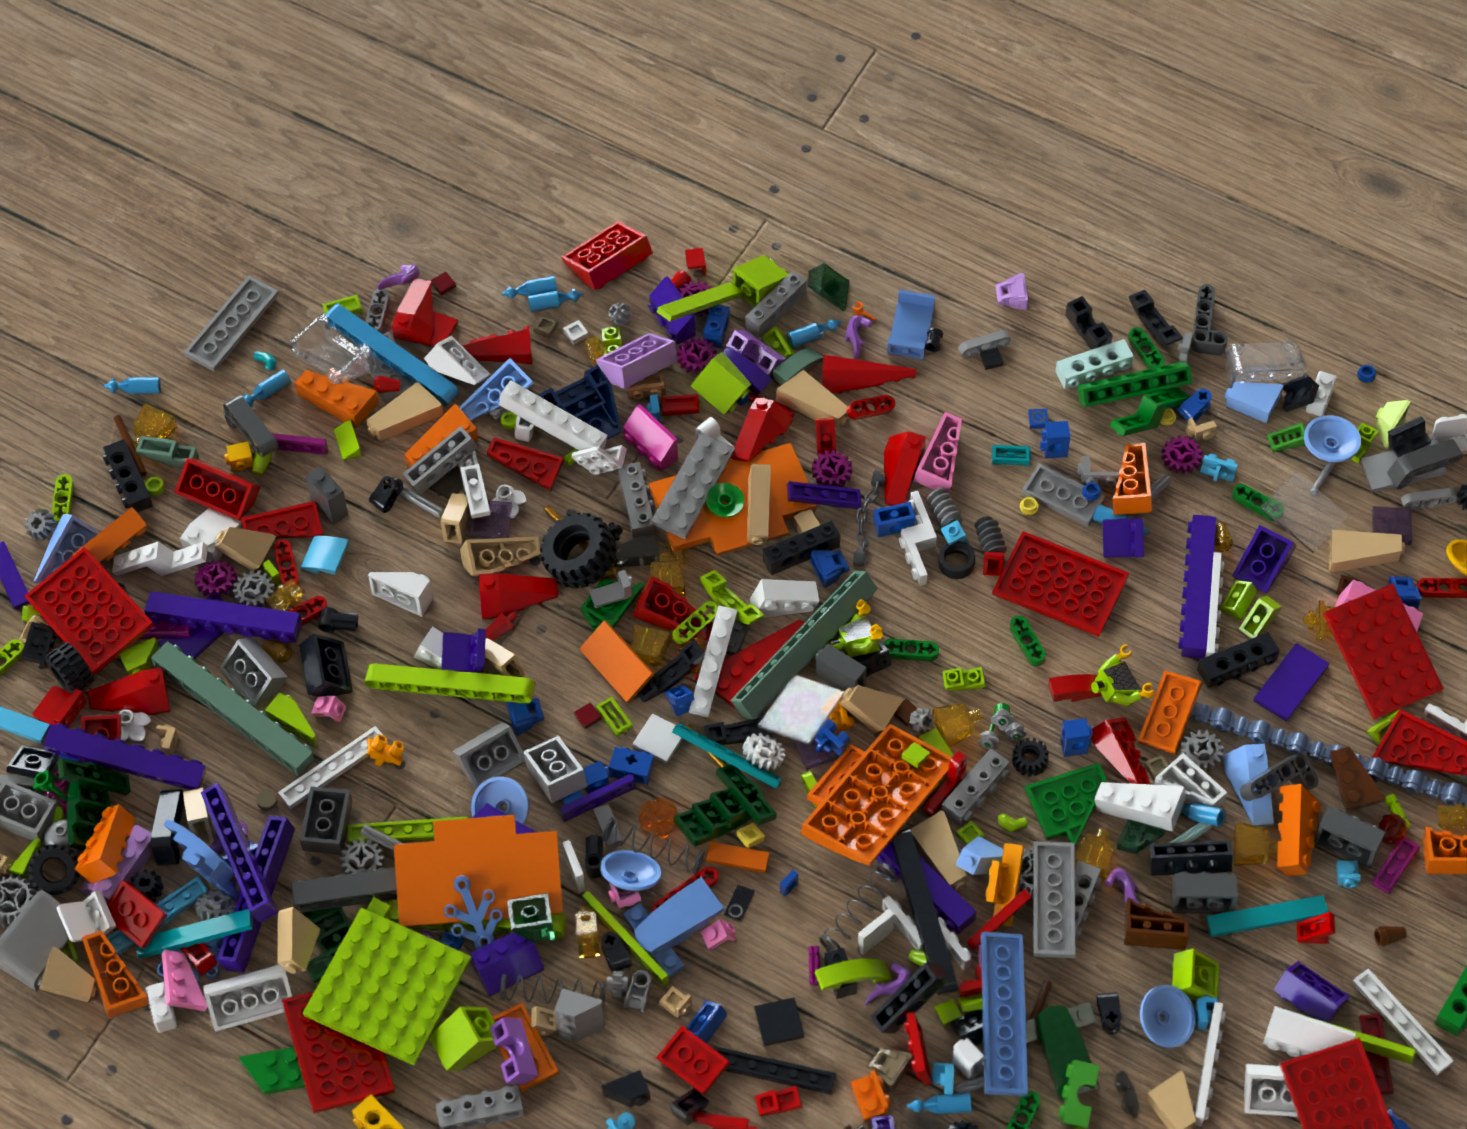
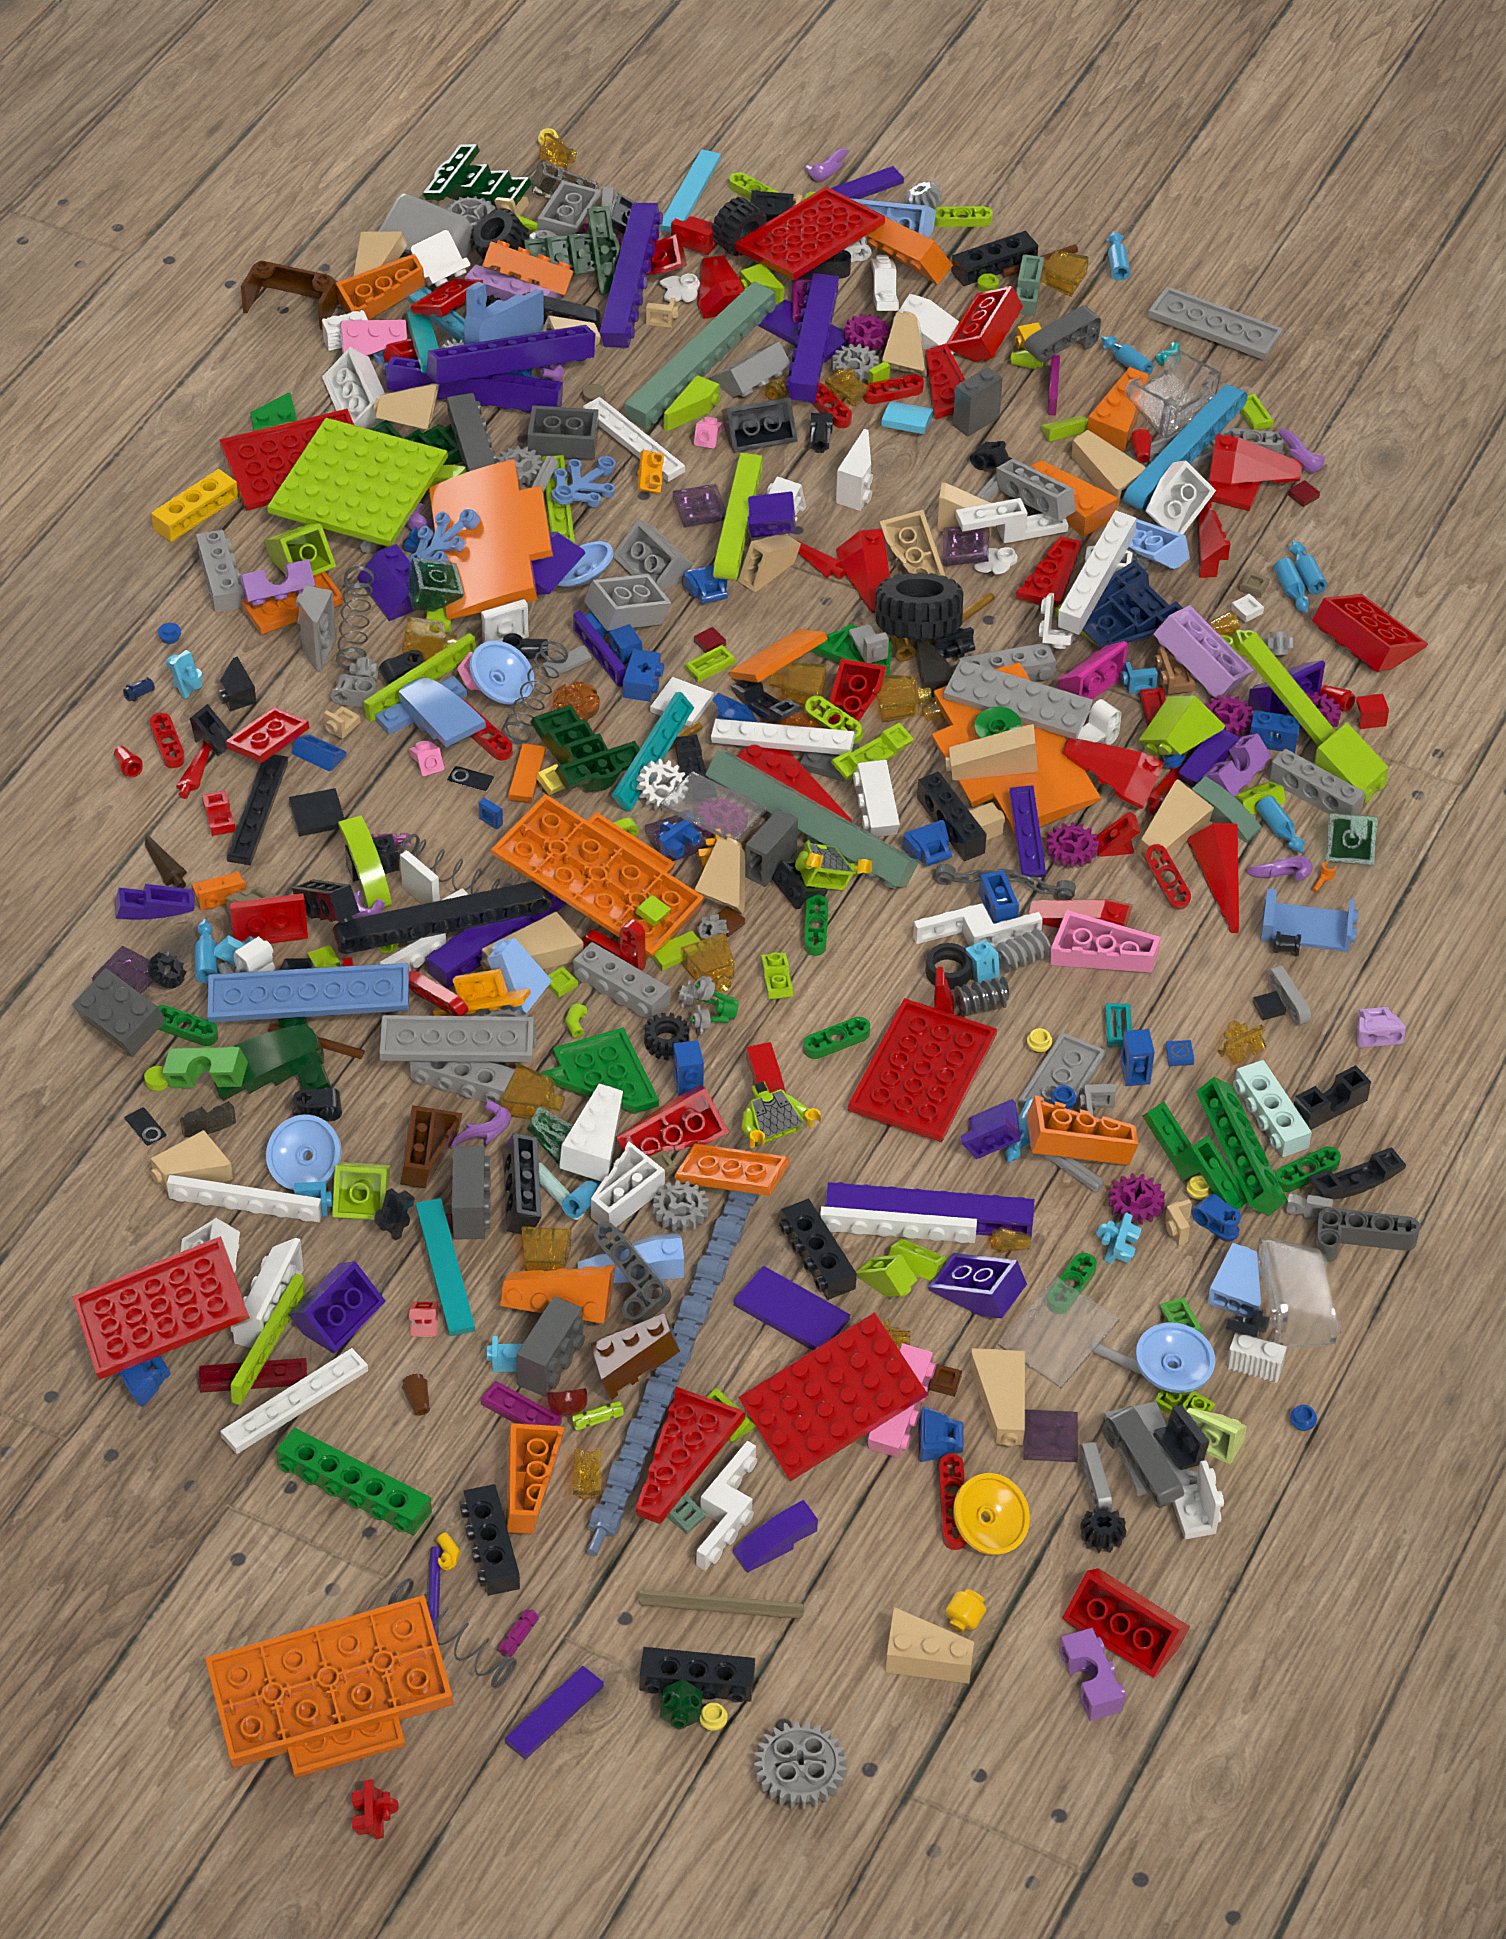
camera: 85 degrees right, 10 degrees down
(73, 1073) = (293, 281): none -> reddish brown windscreen
(366, 791) = (567, 494): none -> medium blue plant
(423, 717) = (699, 505): none -> clear purple plate
(1029, 376) = (1234, 1047): none -> clear yellow hips
(1225, 947) = (394, 1213): none -> black hips

